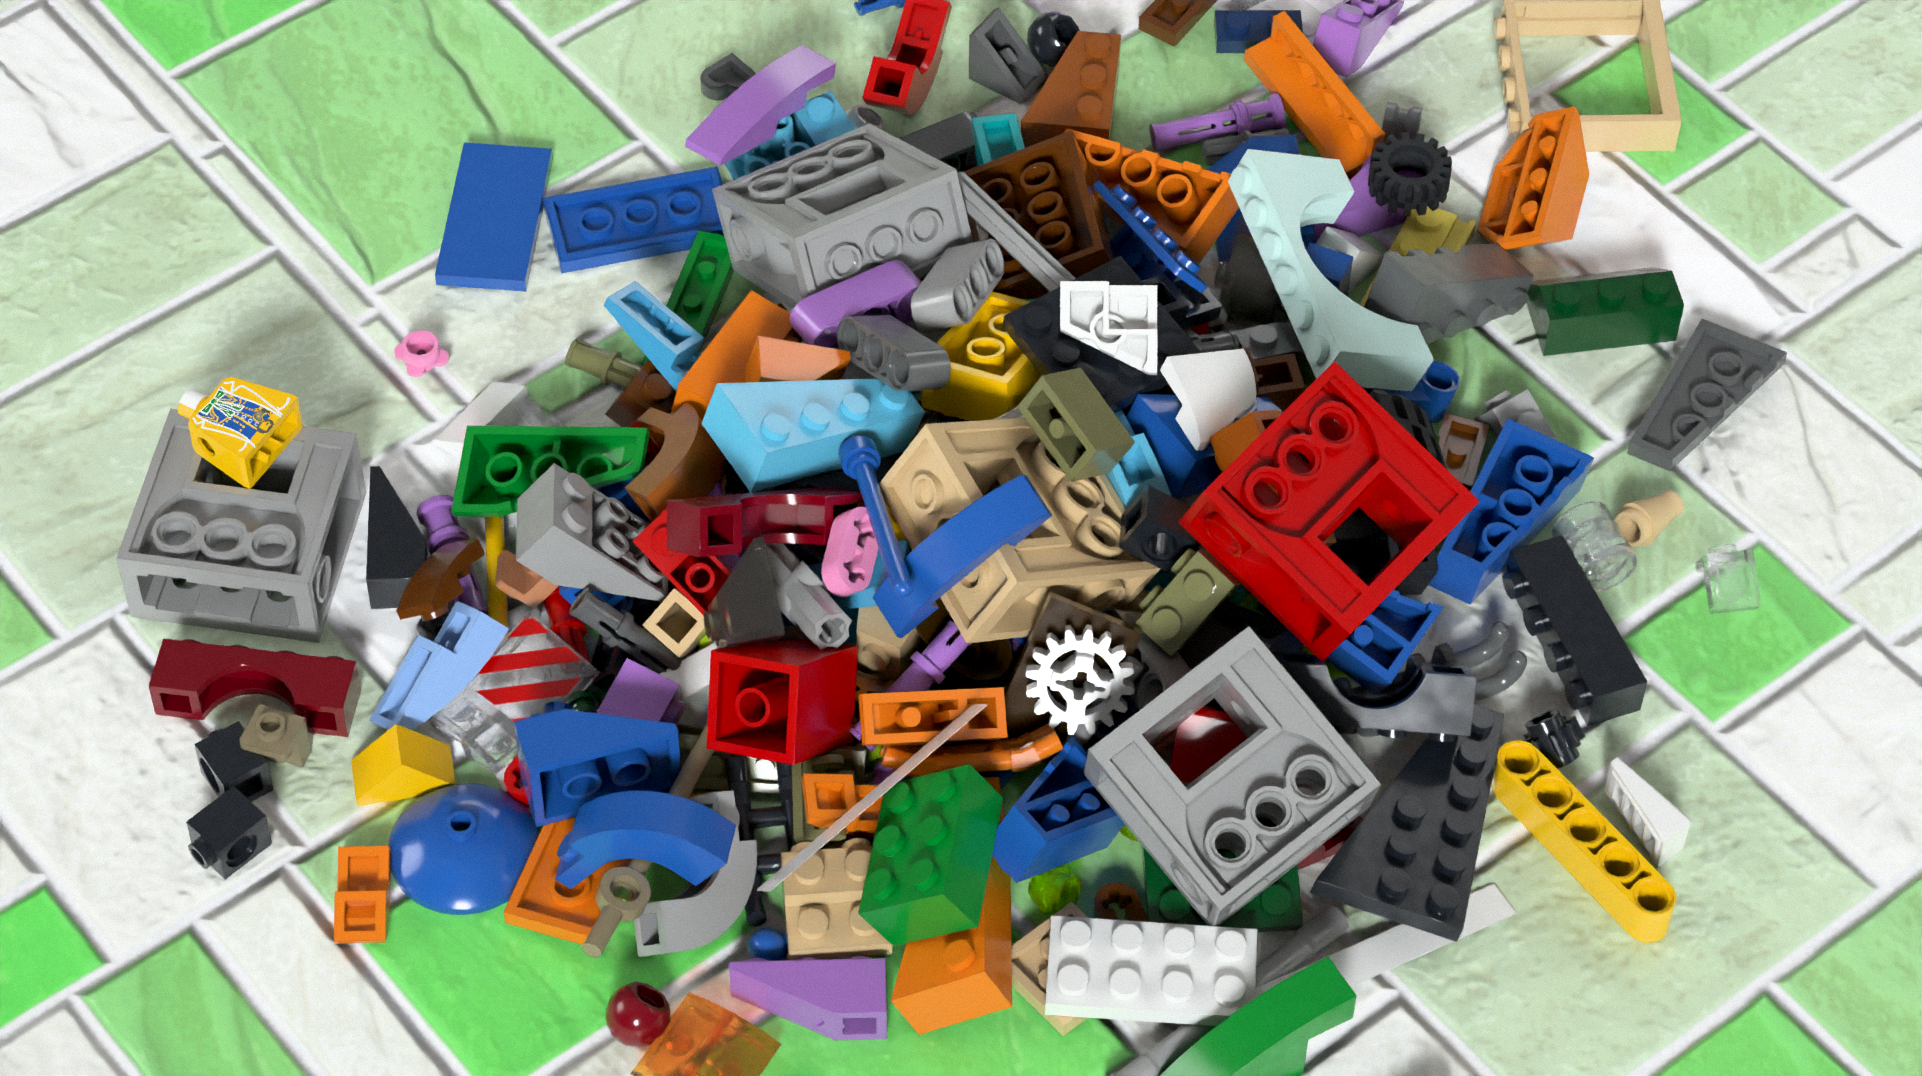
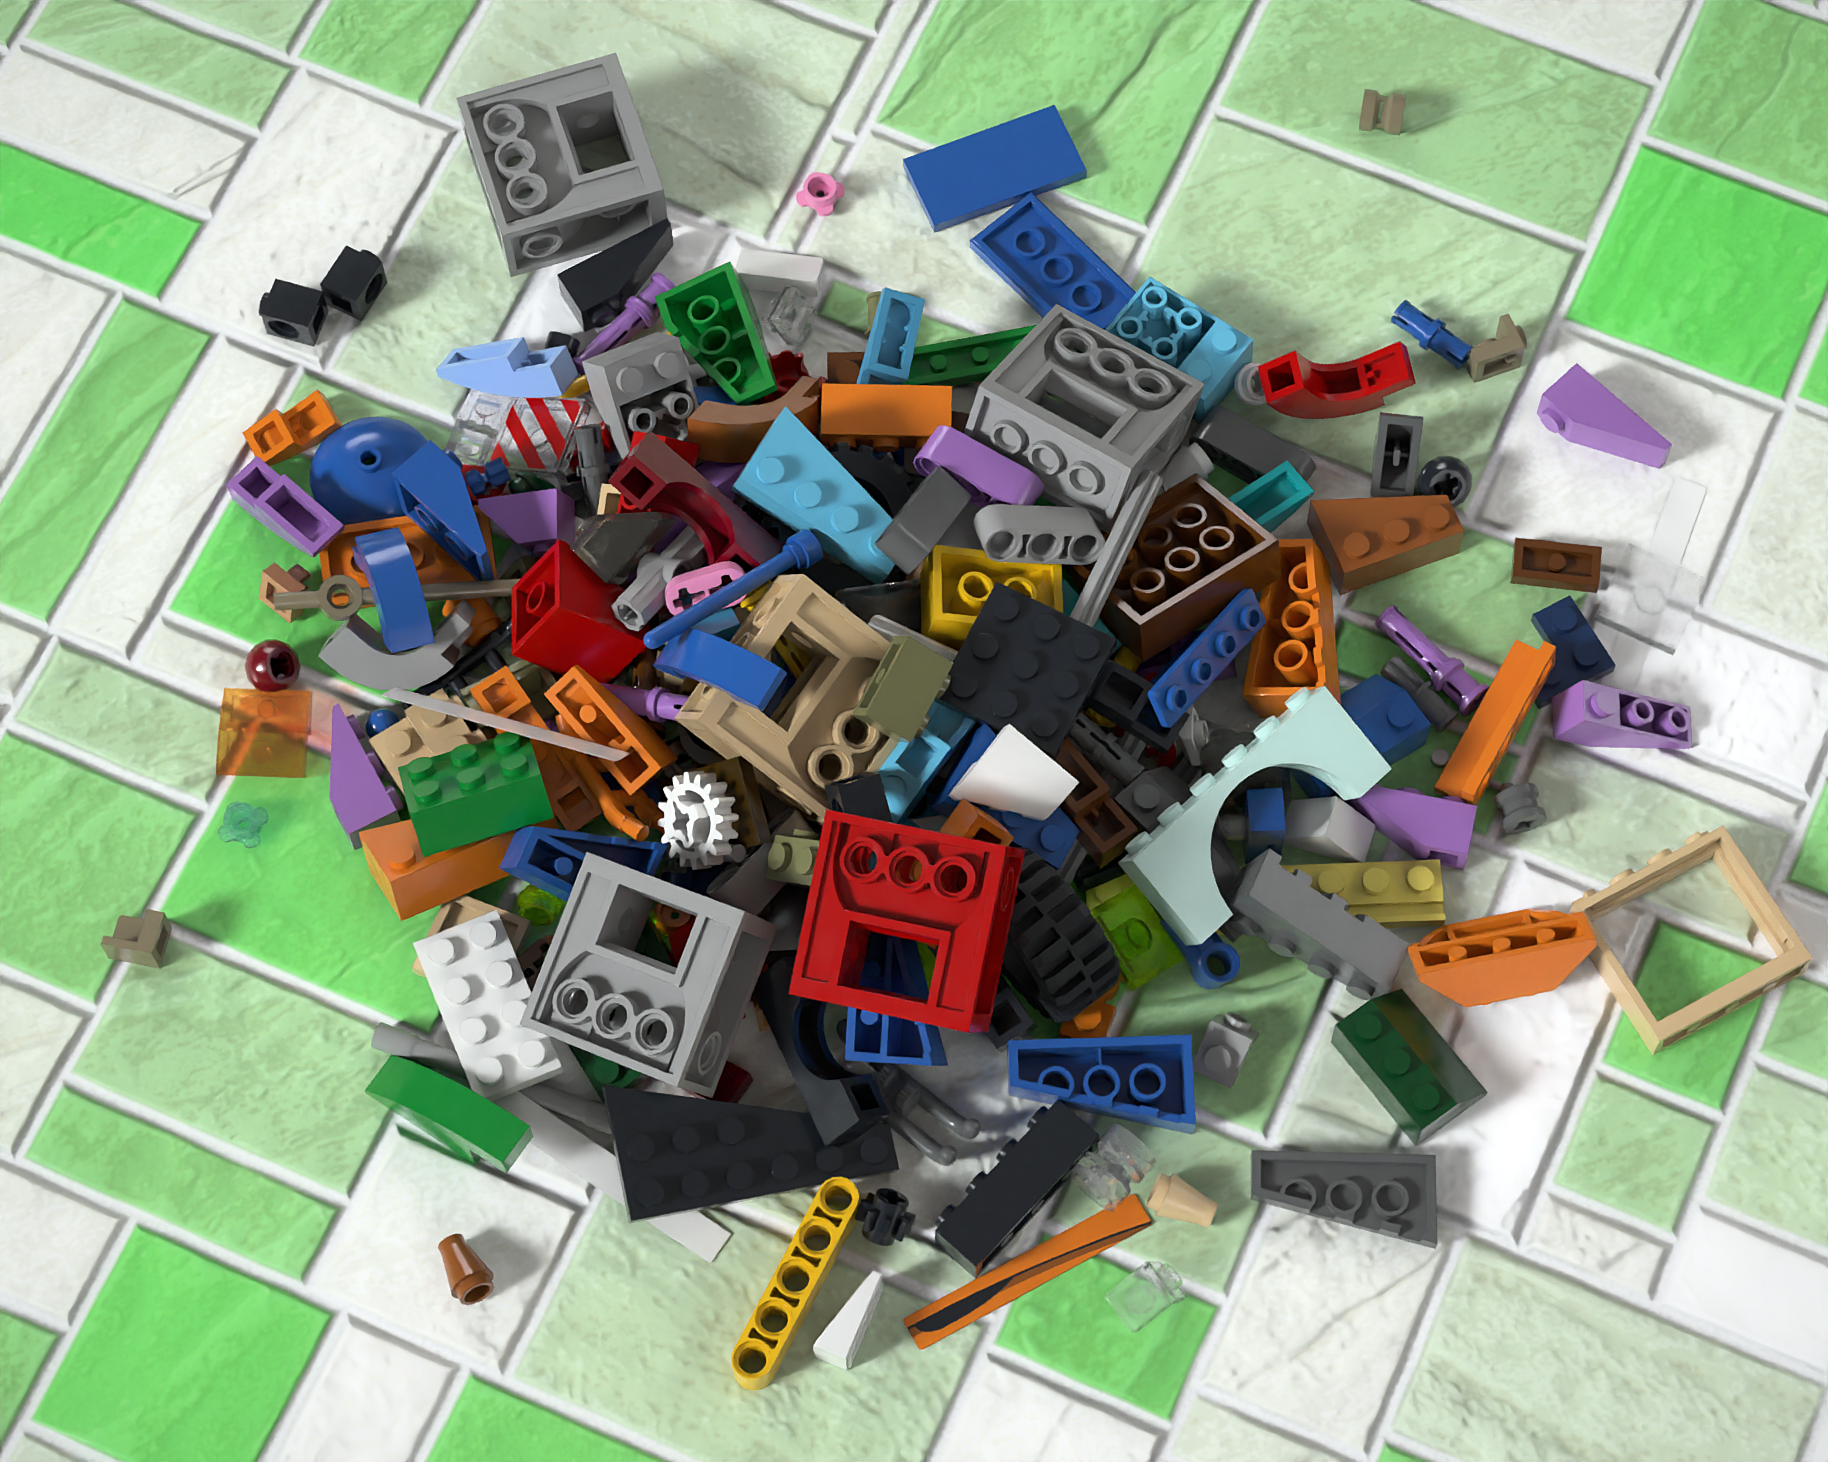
camera: 65 degrees right, 15 degrees up
(199, 676) = (419, 217): dark red arch -> none
(241, 426) = (608, 108): yellow torso -> none
(277, 736) = (385, 292): dark tan bracket -> none
(401, 767) = (418, 397): yellow slope -> none
(438, 580) = (562, 322): reddish brown slope -> none
(462, 927) = (284, 507): none -> medium lavender slope
(555, 971) = (277, 580): none -> nougat tile
(724, 77) = (1251, 259): dark grey tile -> none
(758, 104) = (1183, 292): medium lavender slope -> none
(793, 361) = (870, 458): orange slope -> none
(1113, 320) = (1029, 665): white slope -> none
(1414, 156) = (1440, 812): black tyre -> none
(1462, 446) = (1158, 1013): reddish brown plate -> none
(1652, 653) = (1026, 1272): none -> orange sticker

